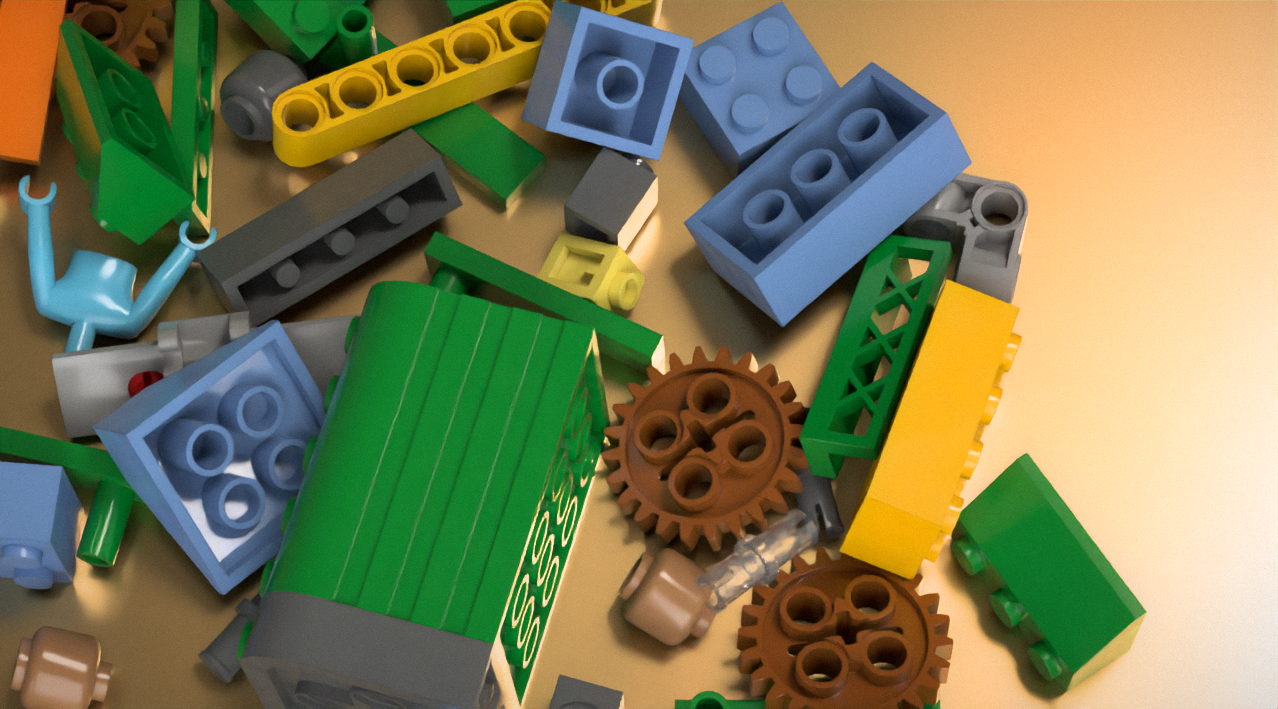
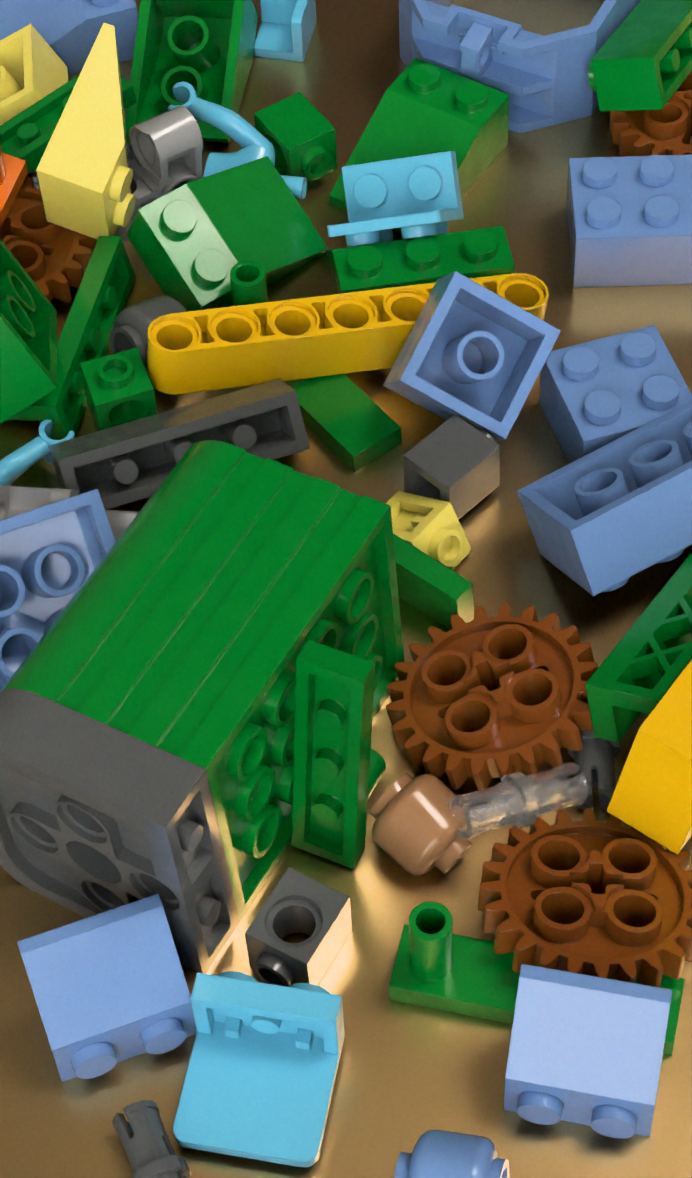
camera: 15 degrees right, 15 degrees down
(249, 176) = (117, 389): none -> green brick
(582, 567) = (333, 753): none -> green piece

